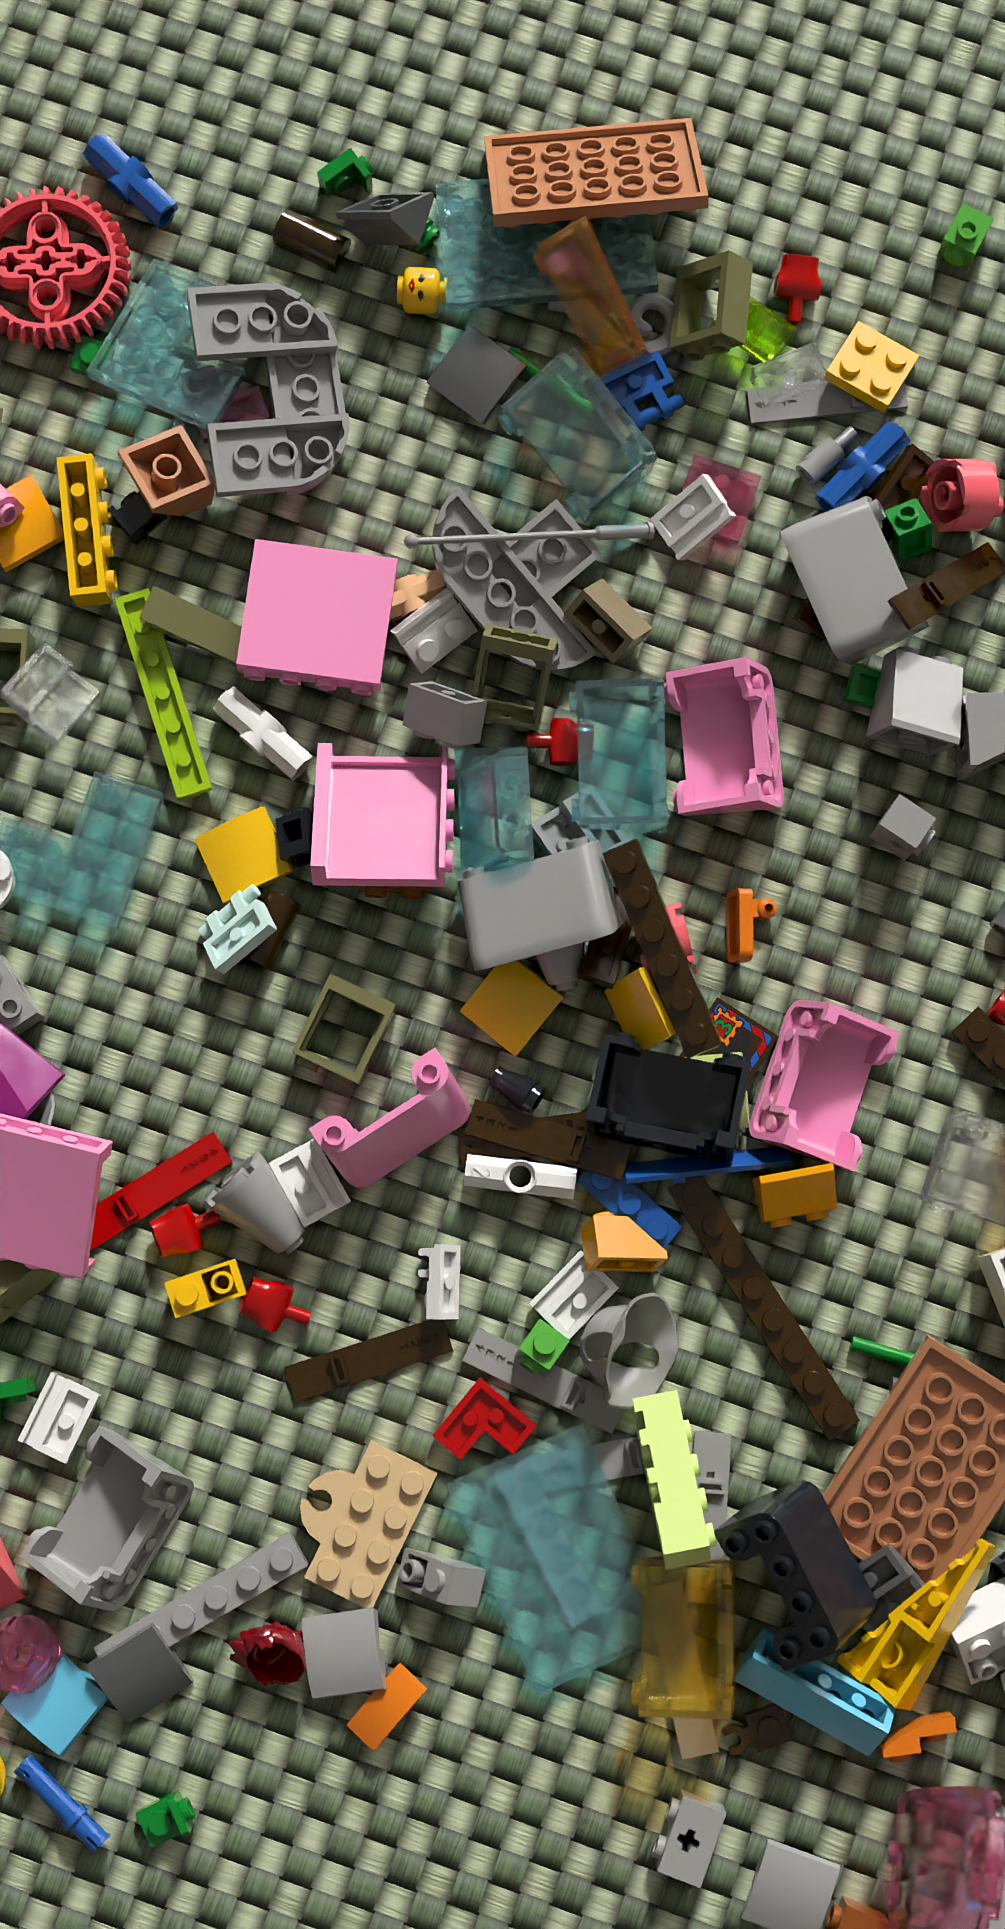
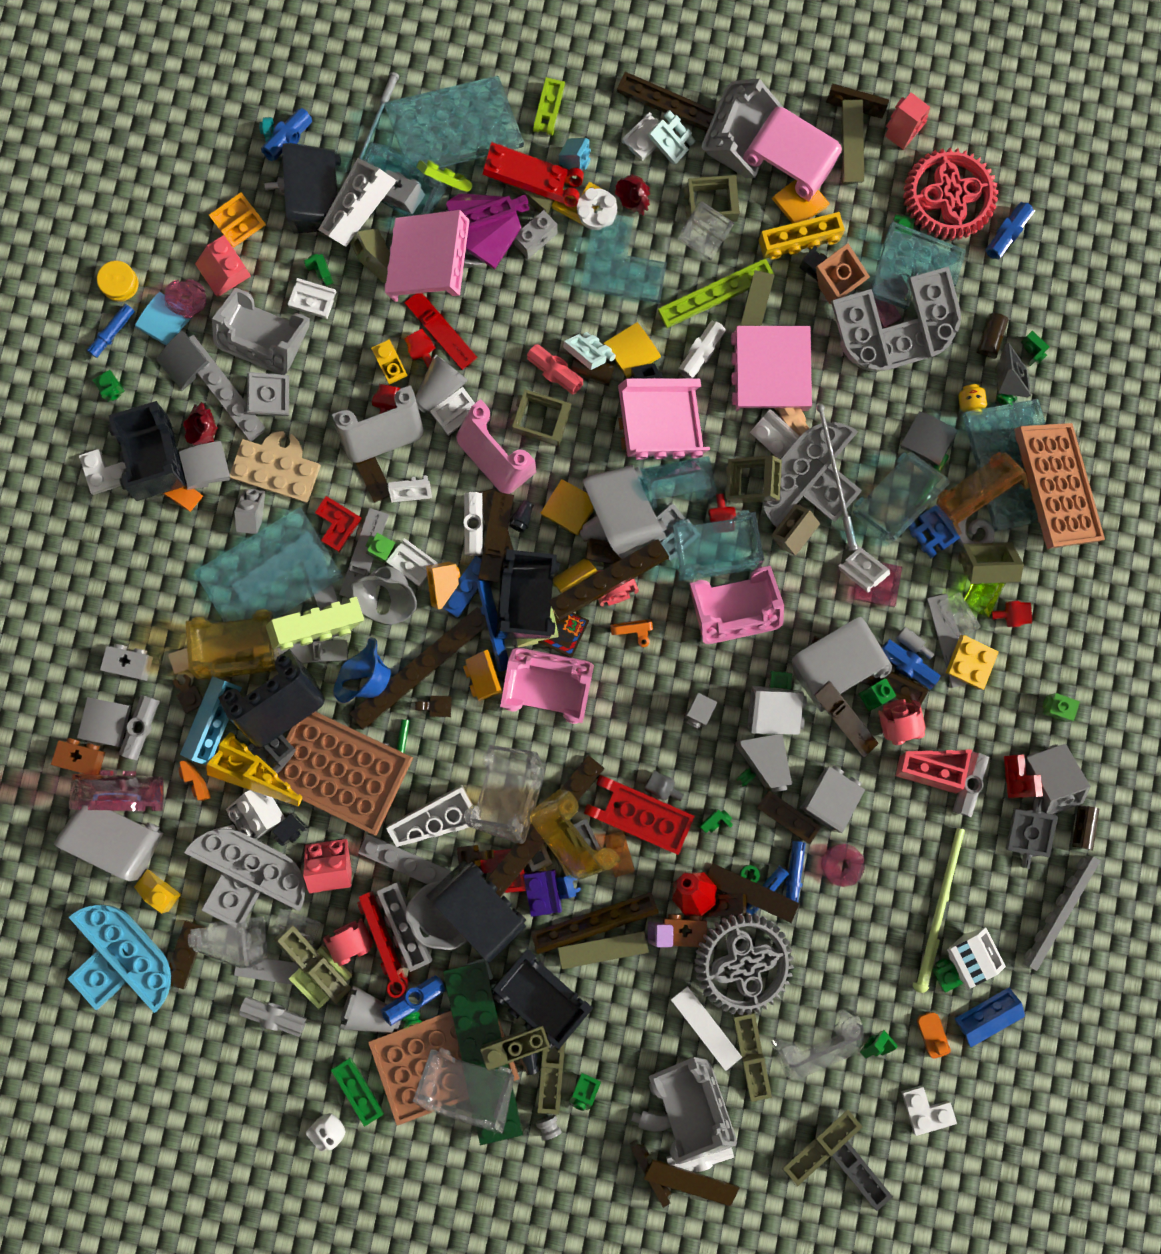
camera: 75 degrees right, 0 degrees up
(228, 1520) = (267, 394): none -> light grey plate
(260, 994) = (555, 369): none -> coral piece
(309, 1755) = (147, 451): none -> black windscreen
(336, 1853) = (98, 475): none -> white plate
(338, 1317) = (382, 432): none -> light grey windscreen
(444, 714) = (726, 445): light grey brick -> none
(744, 1408) = (363, 665): none -> blue piece
(831, 1837) = (134, 741): none -> light grey piece
(836, 1281) = (438, 706): none -> dark brown plate

